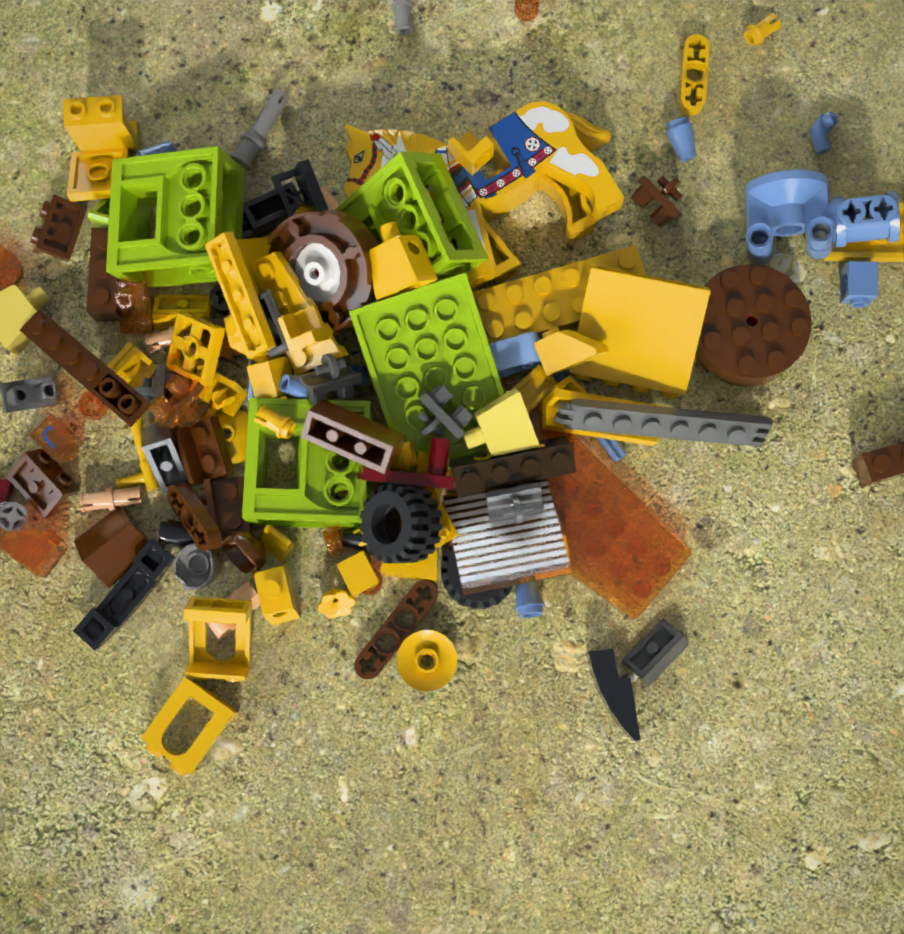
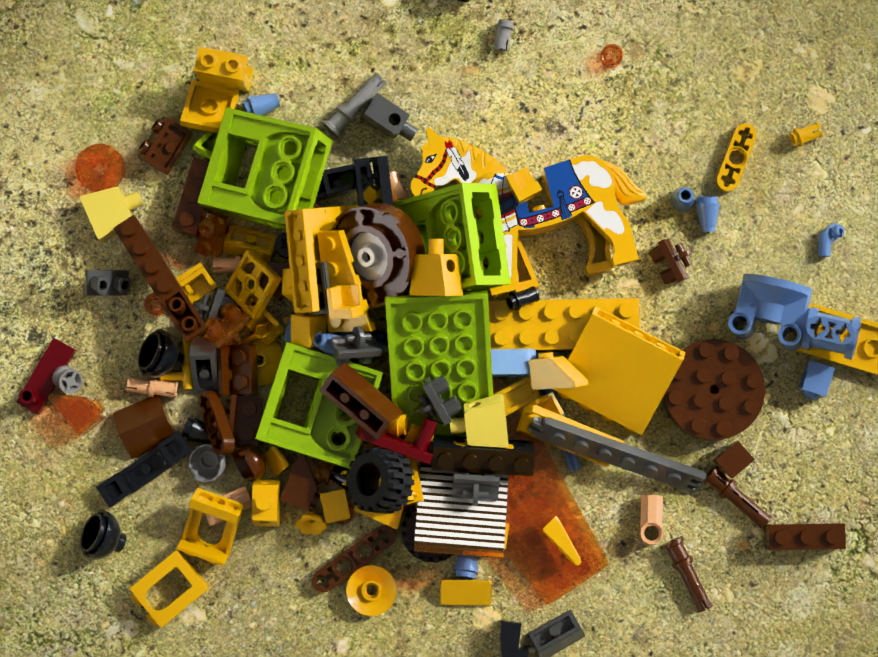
camera: 15 degrees right, 5 degrees up
(42, 481) = (100, 357): reddish brown bracket -> none
(57, 439) = (120, 326): clear orange brick -> none
(93, 685) = (101, 536): none -> black piece
(109, 458) = (159, 355): none -> black piece
(276, 422) = (302, 369): yellow pin -> none
(299, 130) = (378, 114): none -> dark grey torso
(312, 564) = (301, 486): none -> reddish brown slope
(500, 280) = (516, 300): none -> black pin
(536, 632) = (465, 592): none -> yellow slope
(627, 536) = (557, 535): none -> yellow slope
(650, 130) = (679, 203): none -> medium blue cone
(723, 485) = (651, 516): none -> light nougat piece
(776, 528) = (683, 563): none -> reddish brown pin
(797, 393) = (734, 459): none -> reddish brown panel
(799, 430) = (728, 489): none -> reddish brown pin

